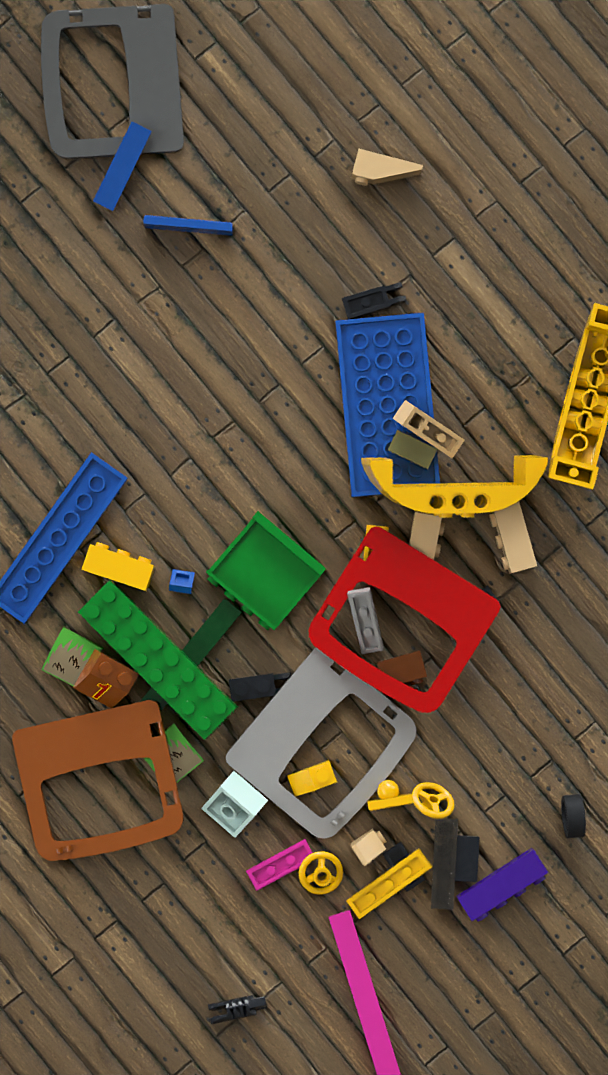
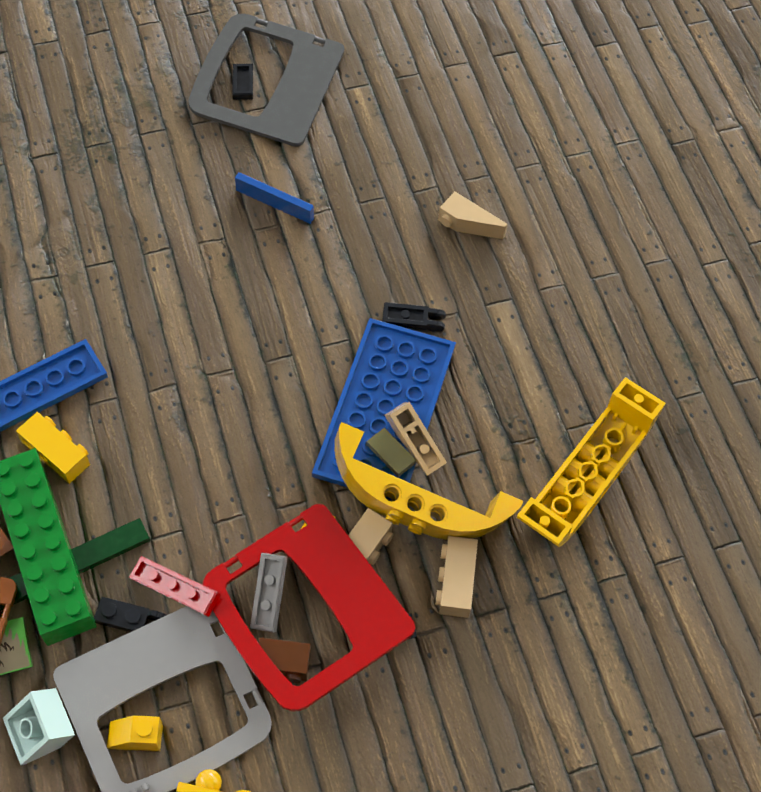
camera: 20 degrees right, 25 degrees down
(90, 95) = (242, 81): none -> black tile
(122, 166) = (240, 135): blue tile -> none
(181, 581) = (106, 484): blue plate -> none
(265, 571) = (193, 511): green panel -> none
(286, 648) = (175, 586): none -> tile

